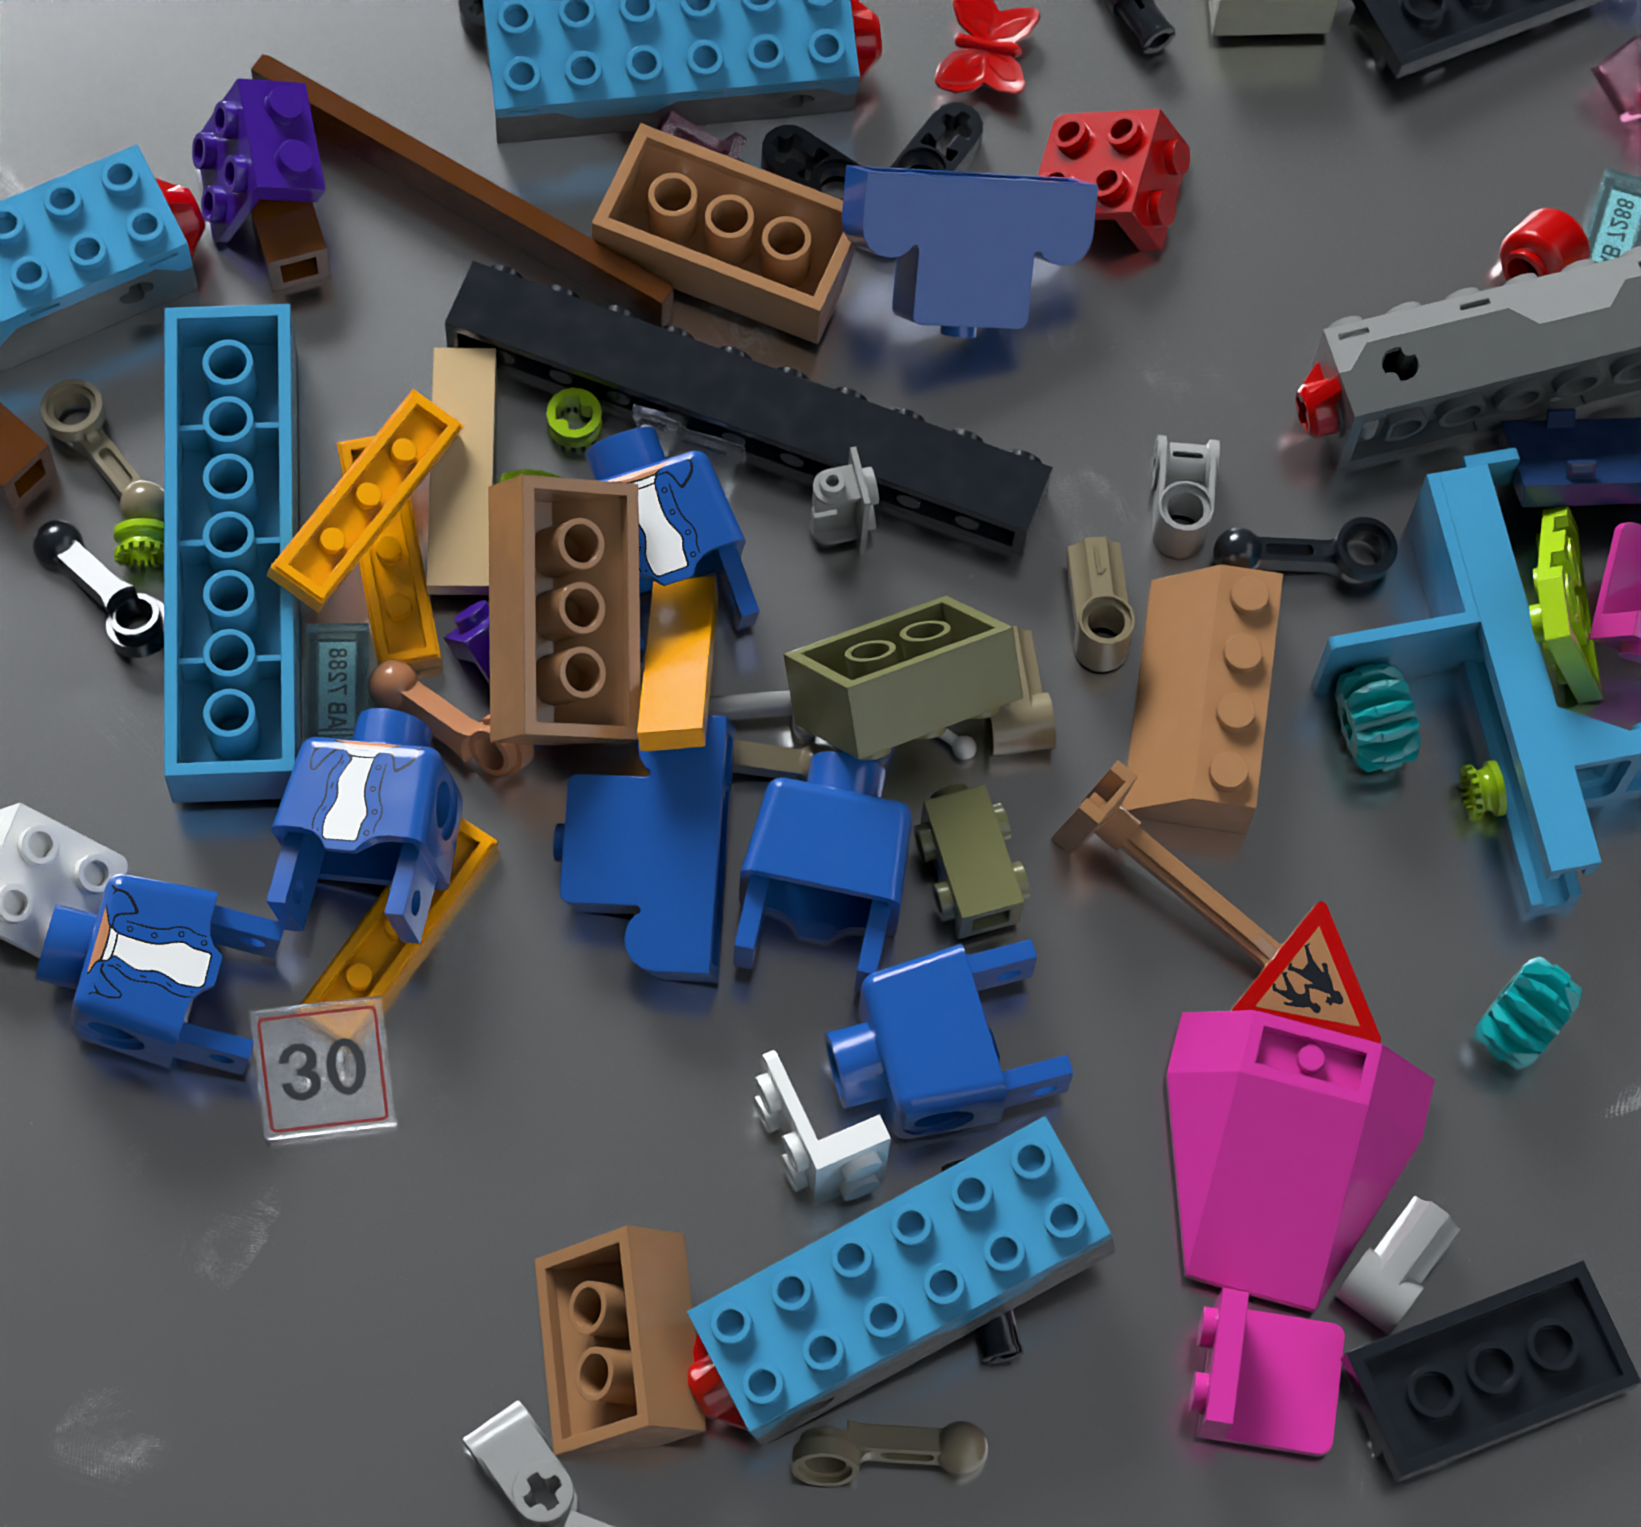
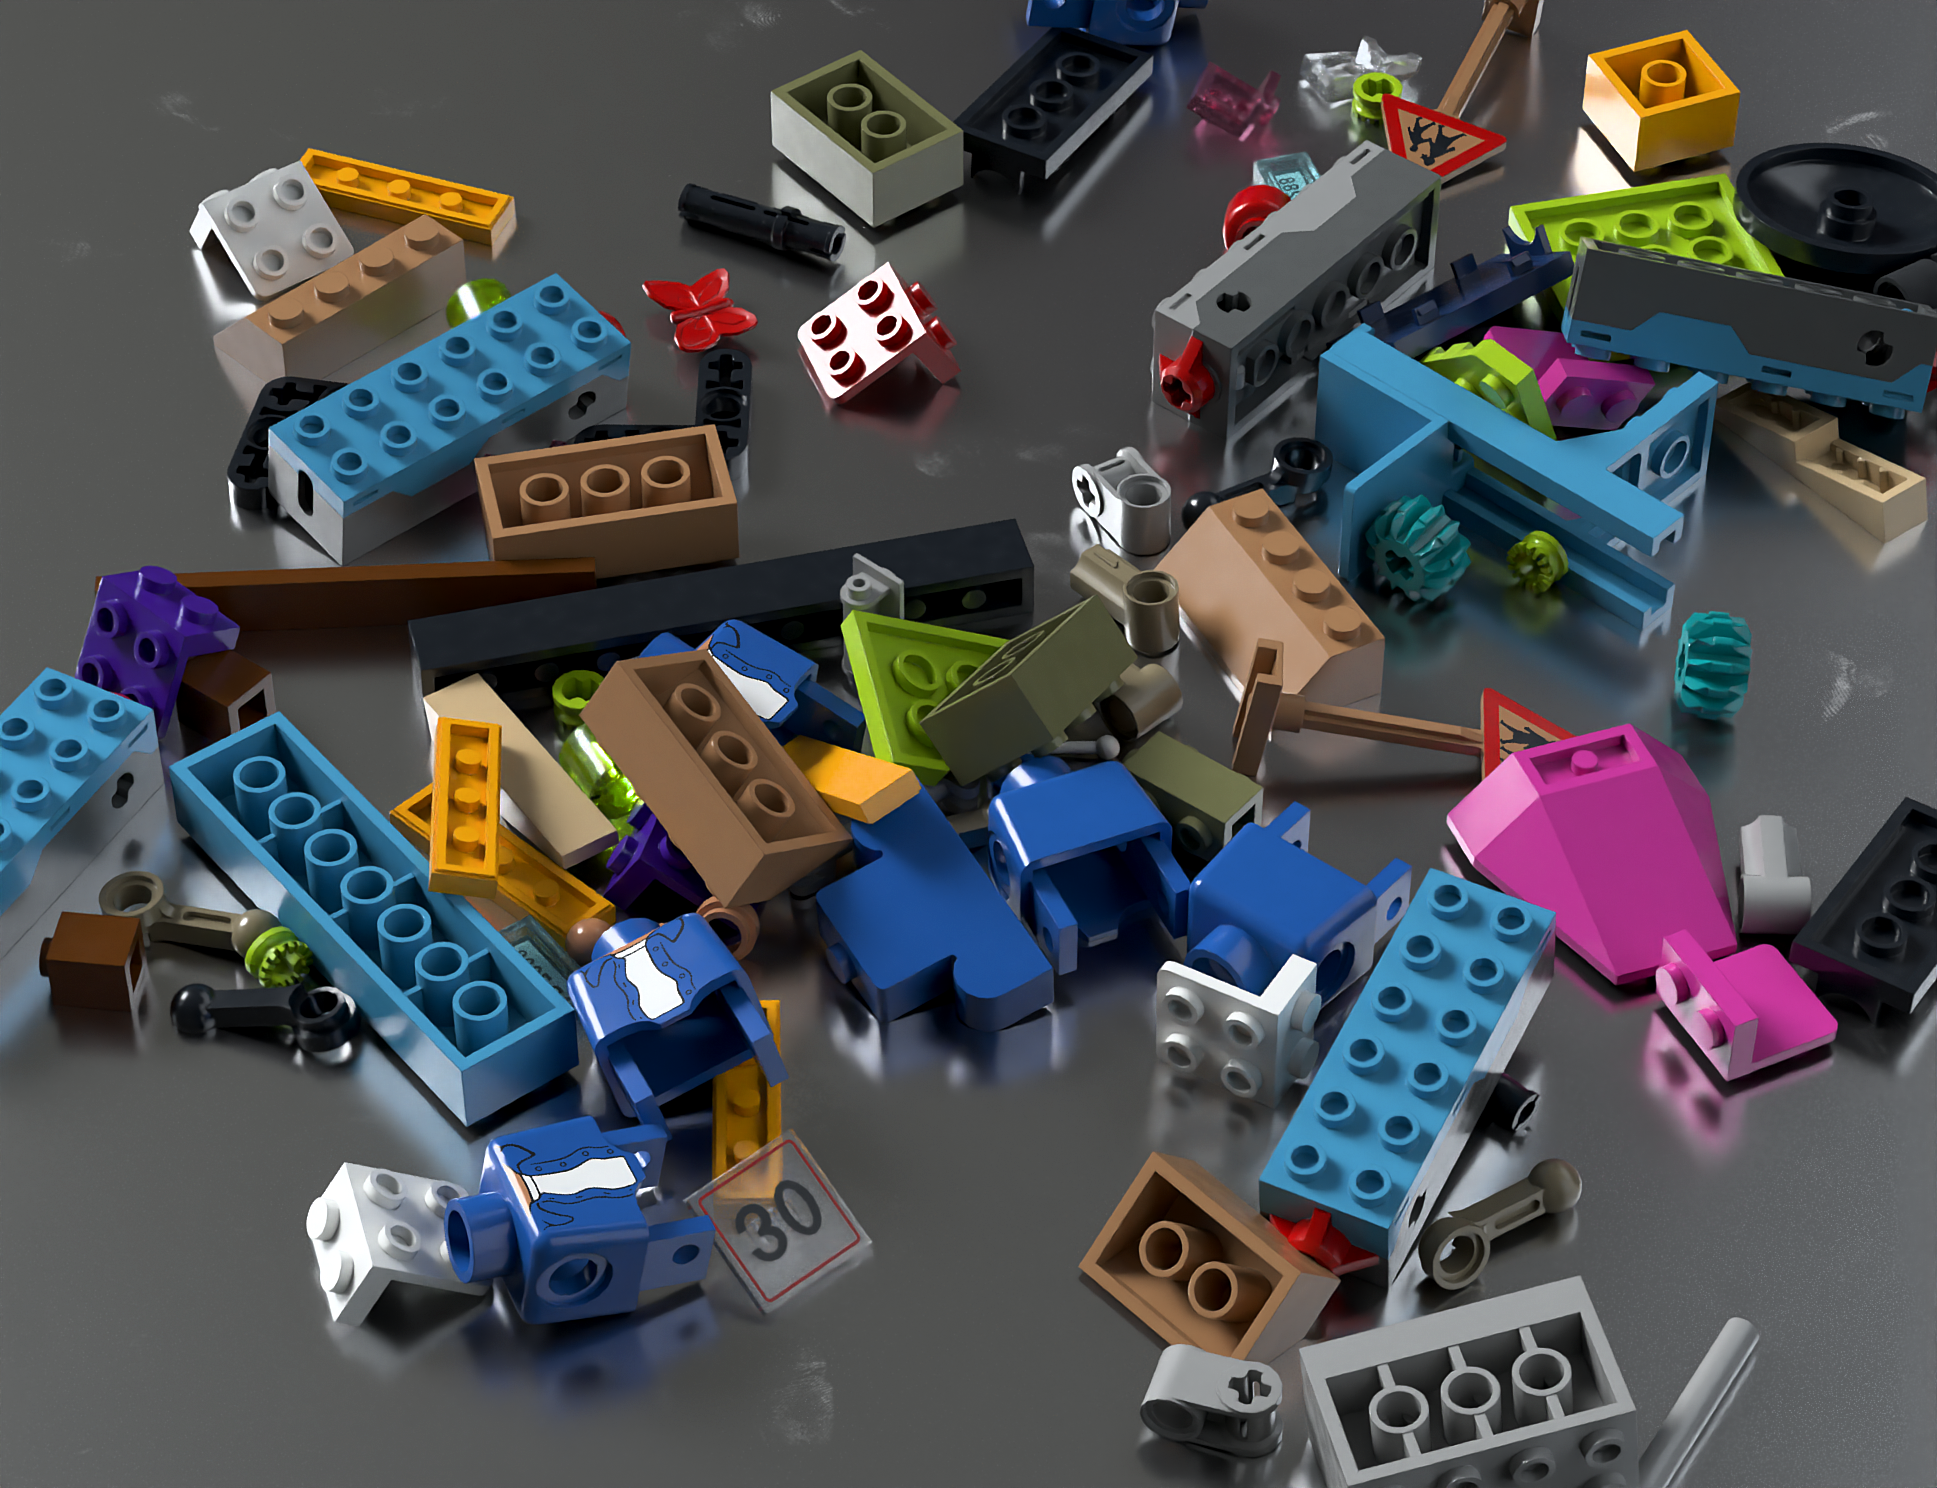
camera: 30 degrees left, 25 degrees down
(820, 587) = (902, 676): none -> lime plate
(966, 239) = (810, 404): blue brick -> none

